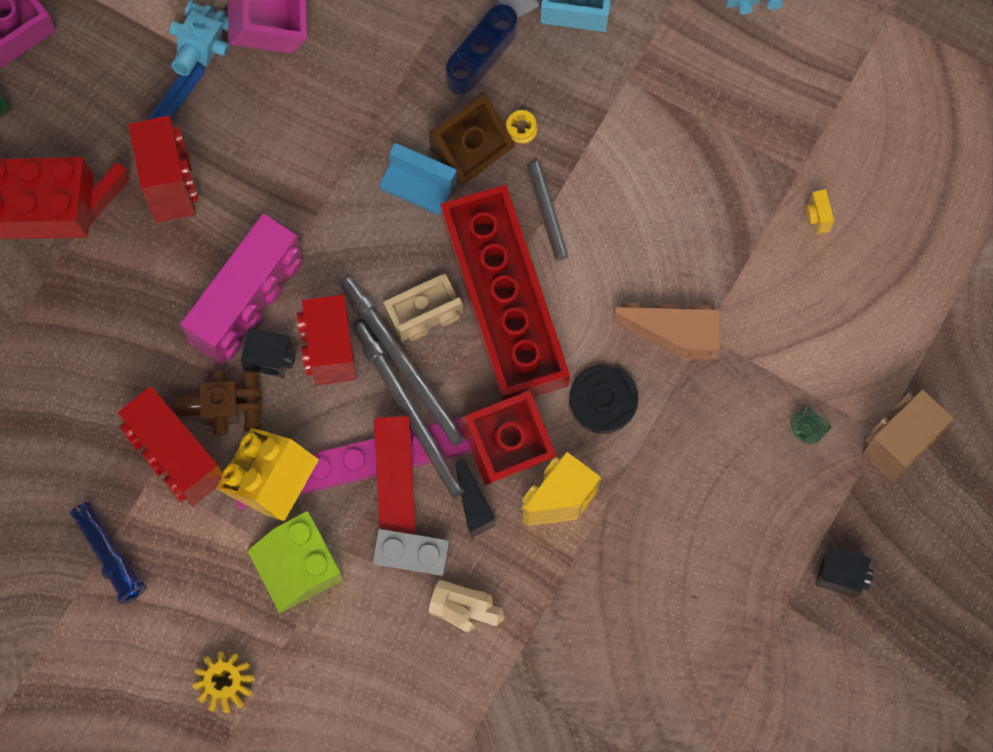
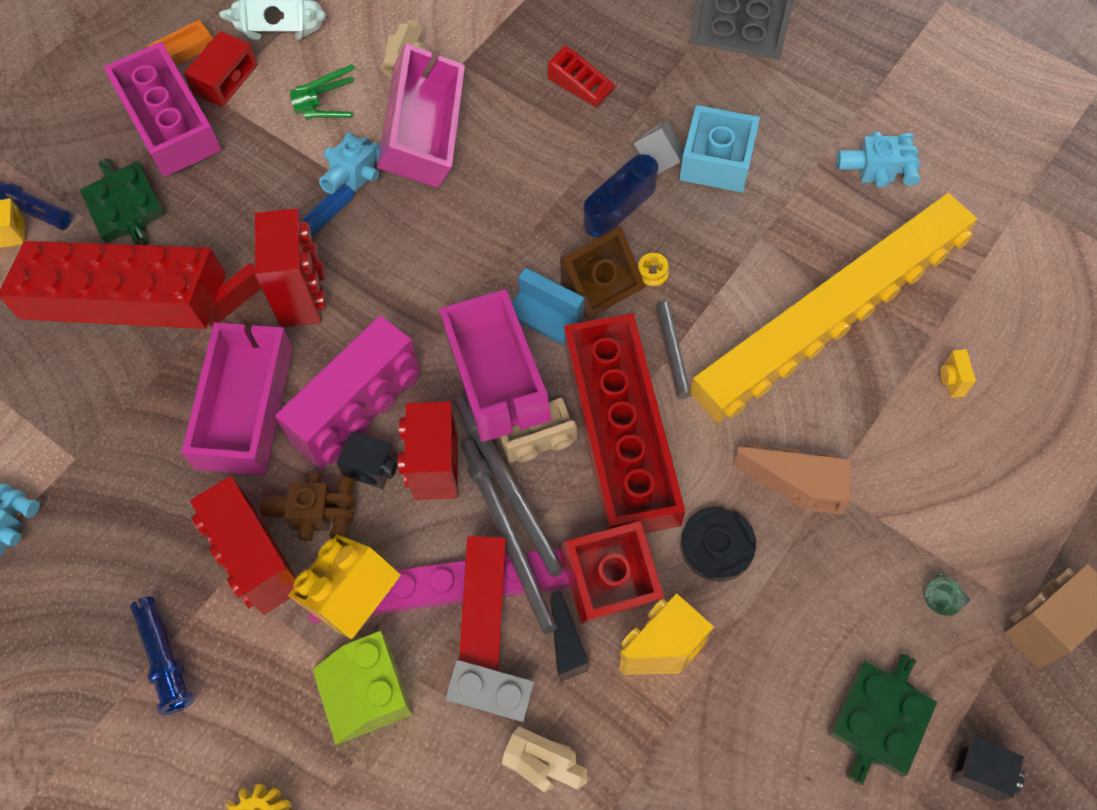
camera: 10 degrees right, 10 degrees down
(134, 305) = (238, 399): none -> dark pink piece
(377, 248) = (495, 365): none -> dark pink piece
(702, 151) = (832, 309): none -> yellow brick
(755, 539) = (882, 719): none -> dark green plate

